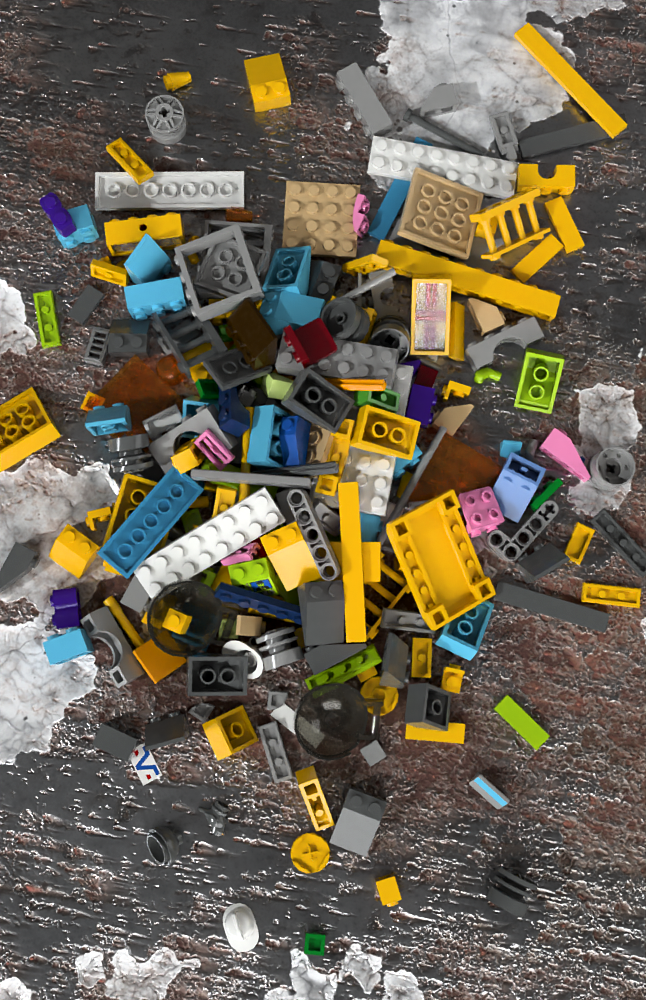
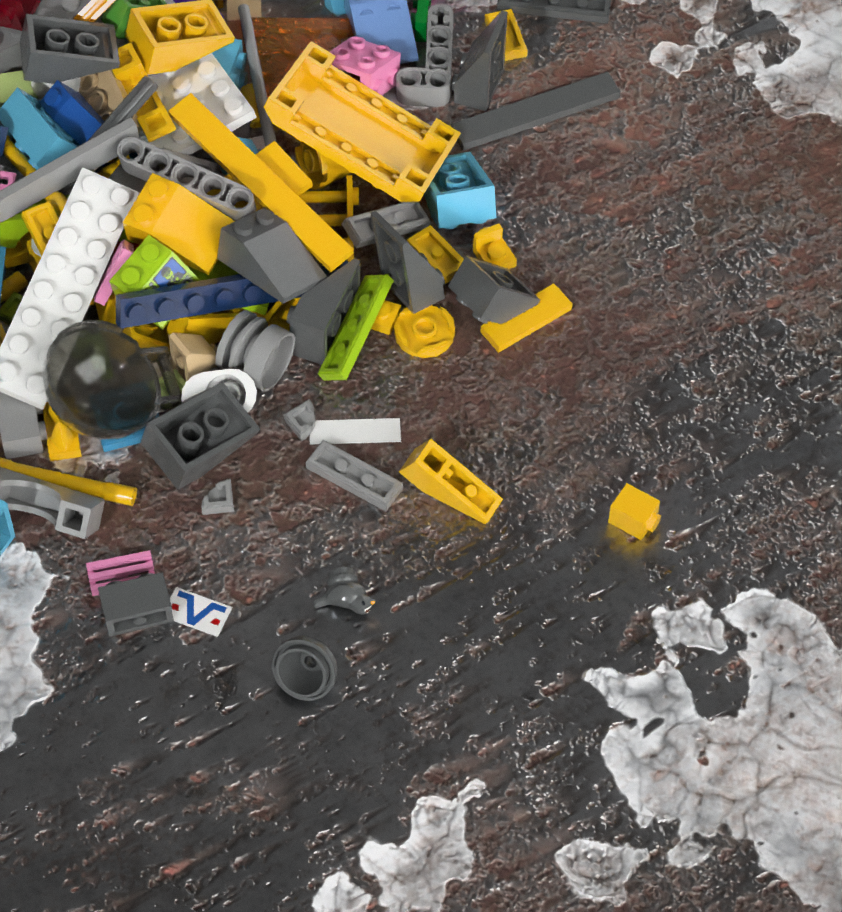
camera: 40 degrees left, 25 degrees down
(110, 708) = (118, 568): none -> bright pink tile
(156, 662) = (108, 471): light orange tile -> none
(166, 731) = (197, 537): dark grey slope -> none
(177, 621) = (97, 398): yellow brick -> none
(230, 732) = (274, 491): yellow slope -> none
(240, 927) = (495, 698): white piece -> none
(310, 852) = (502, 550): yellow tile -> none
(314, 943) = (604, 639): green plate -> none
(334, 720) = (390, 368): clear smoke windscreen -> none
(358, 821) = (526, 467): slope -> none
(373, 753) = (475, 390): light grey tile -> none
(489, 791) = (649, 327): light grey slope -> none
(511, 891) = (777, 397): dark grey wheel -> none
(521, 722) = (616, 239): lime tile -> none
(611, 595) = (591, 57): yellow tile -> none

